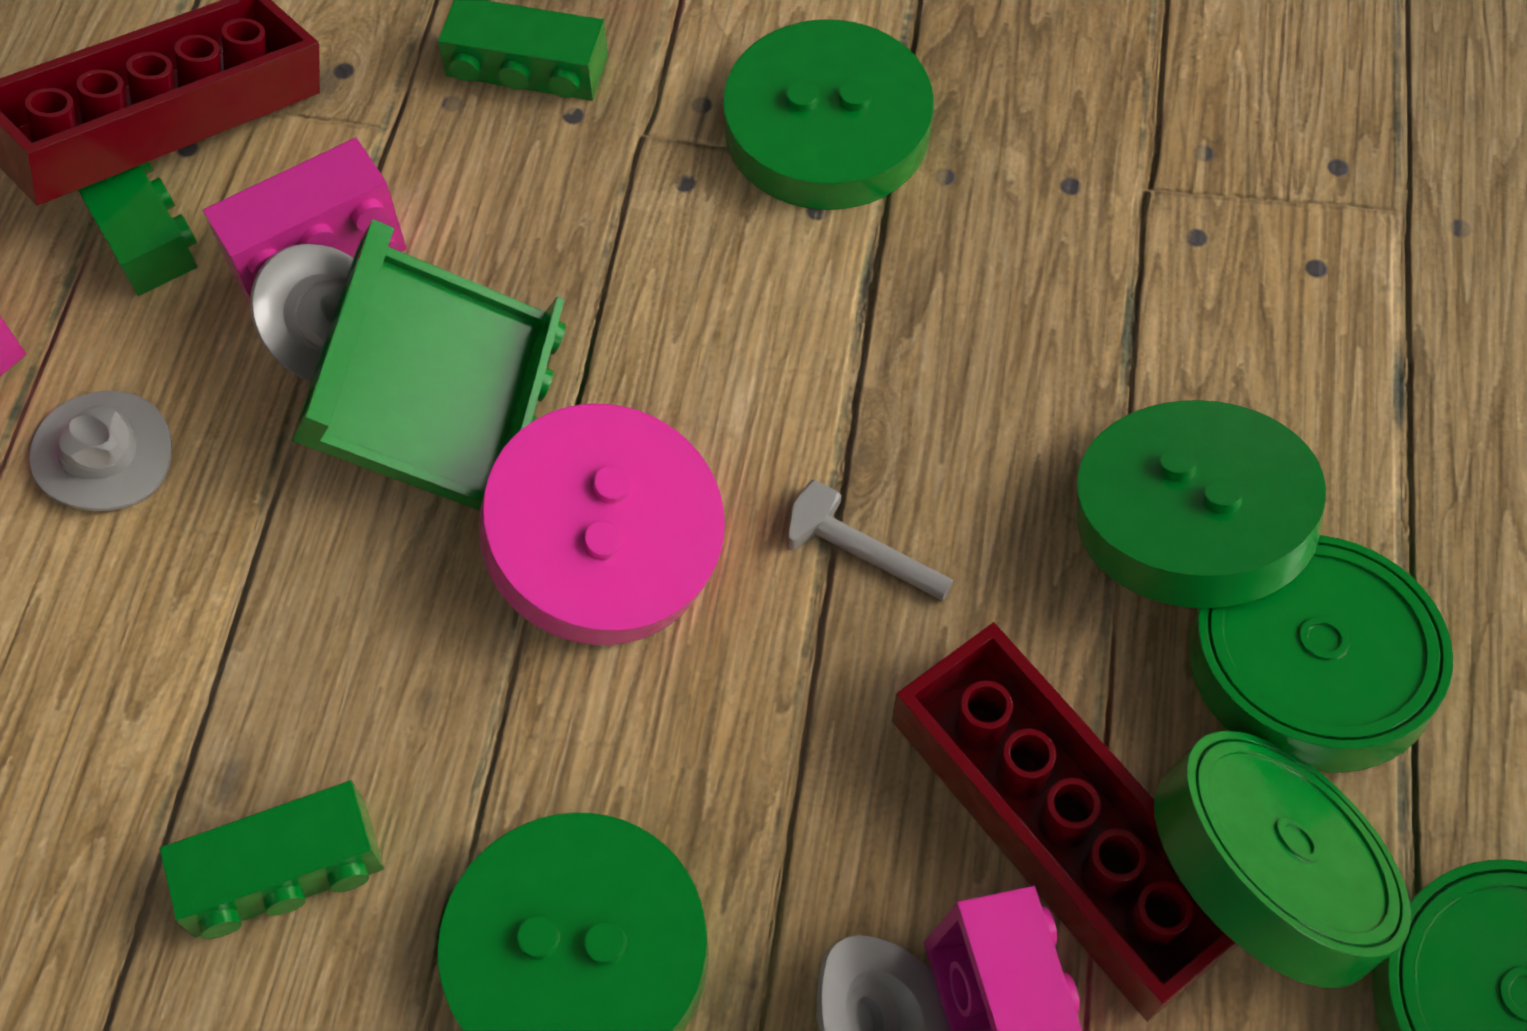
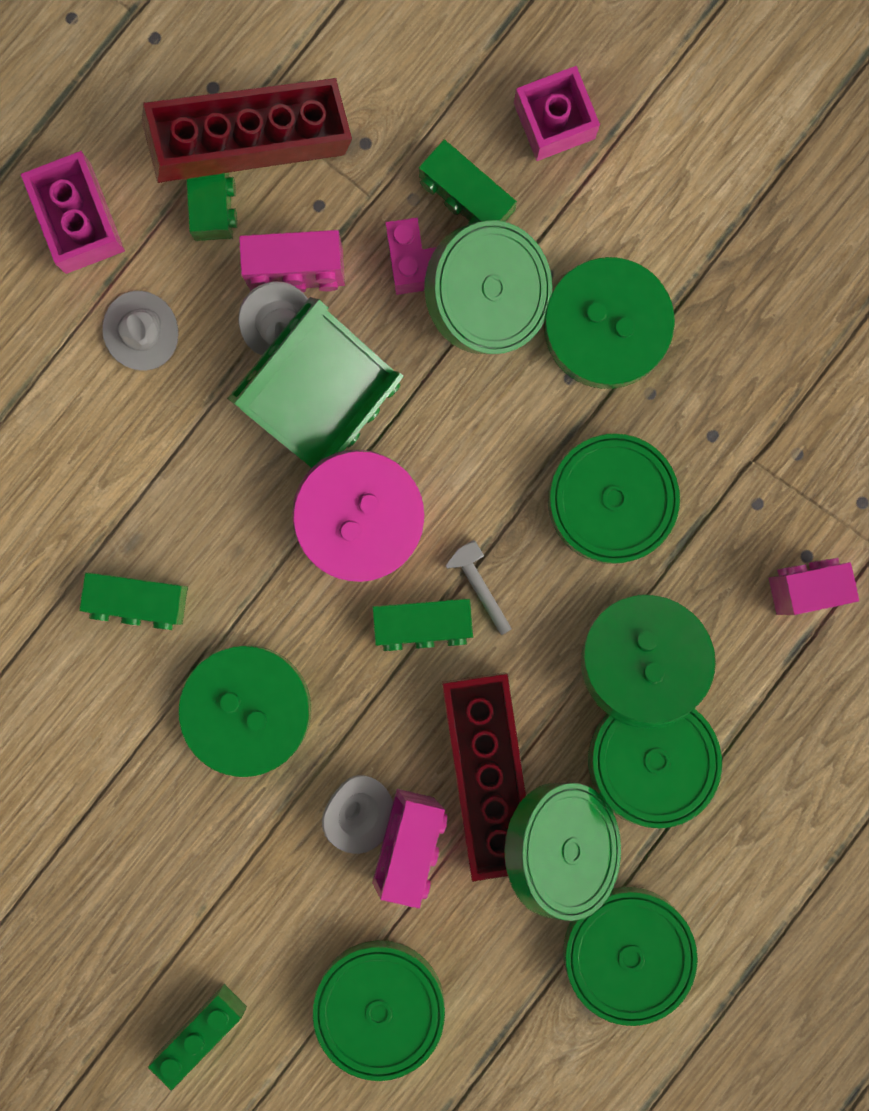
camera: 25 degrees right, 25 degrees up
(506, 163) = (407, 256): none -> dark pink brick
(625, 129) = (488, 287): none -> brick
(804, 639) = (423, 624): none -> green brick
(987, 318) = (614, 499): none -> green brick
(1361, 277) = (808, 590): none -> dark pink brick

